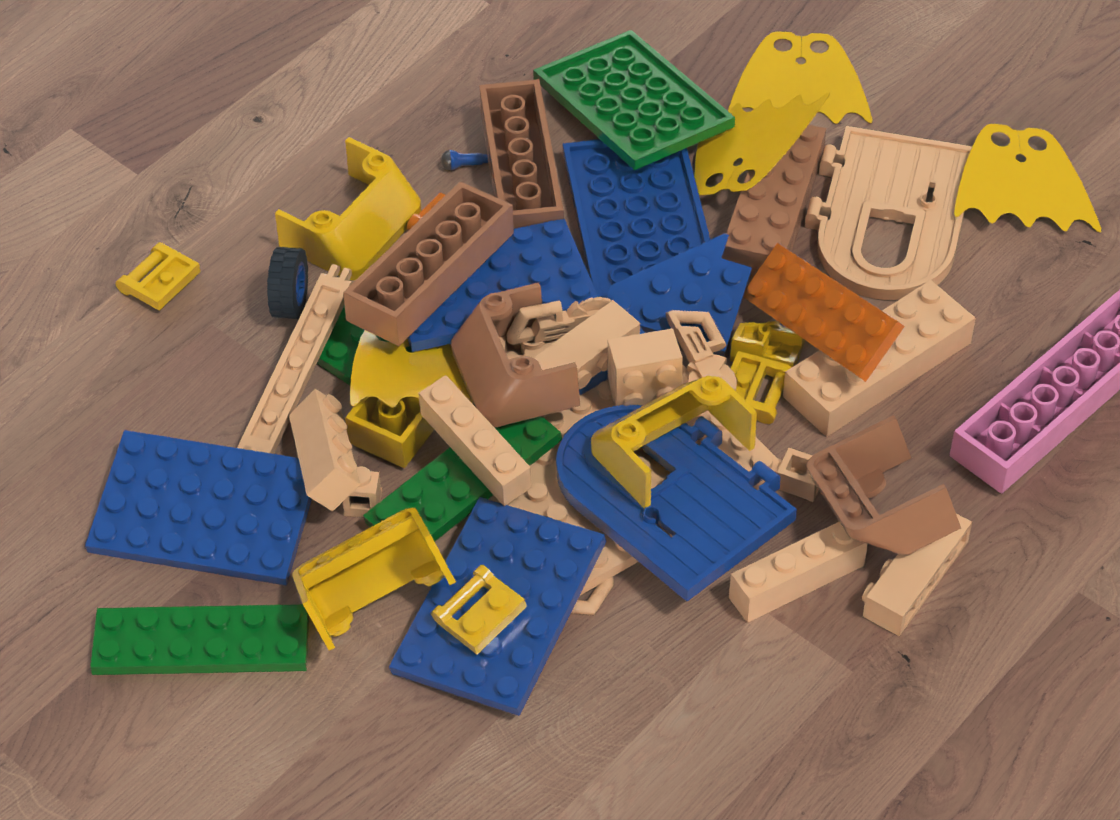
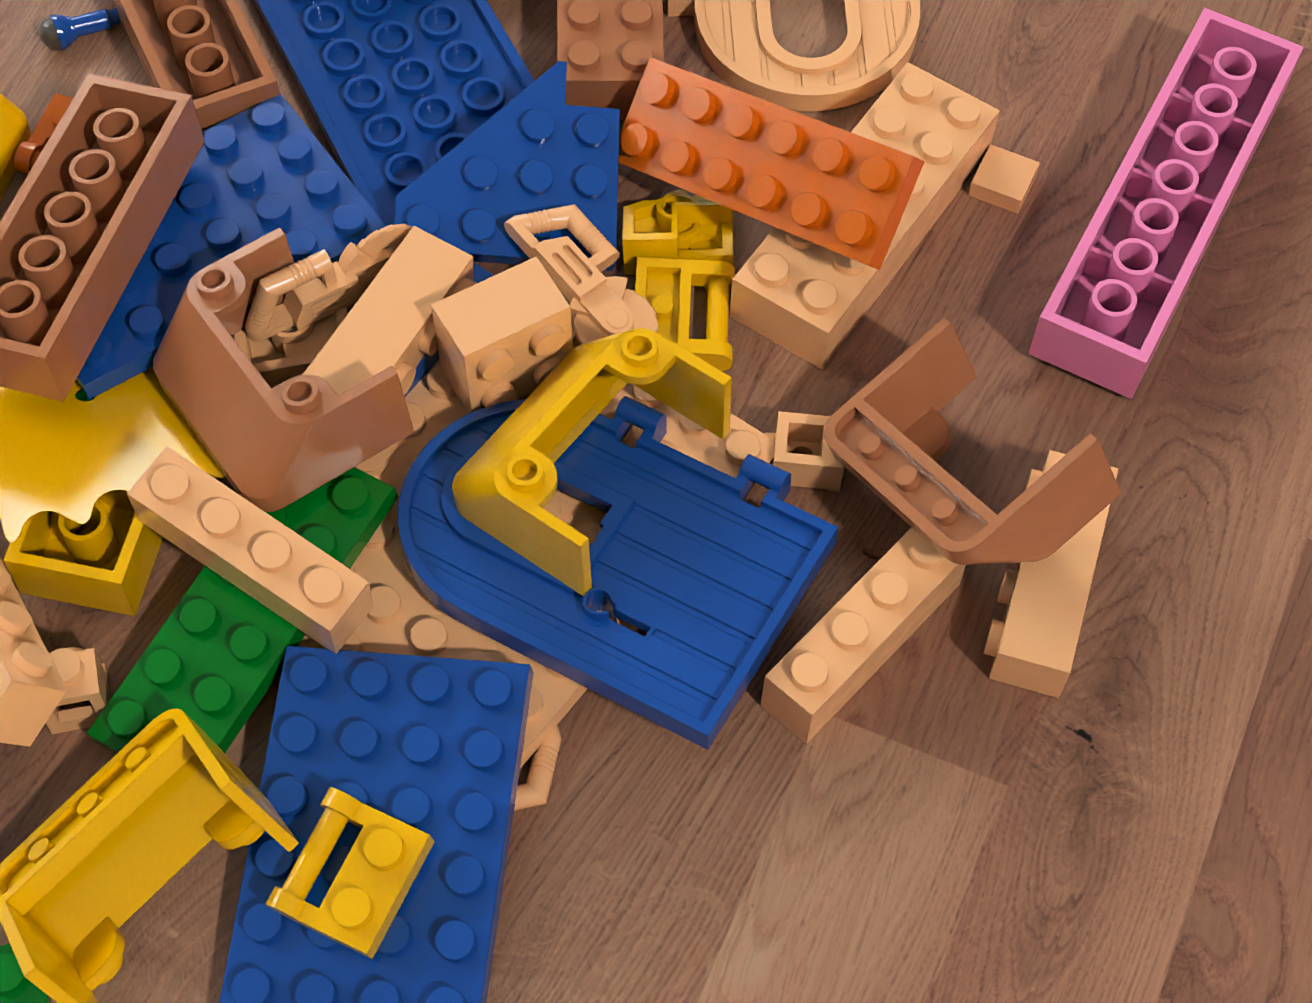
camera: 20 degrees left, 10 degrees up
(971, 359) = (1004, 179): none -> light nougat tile

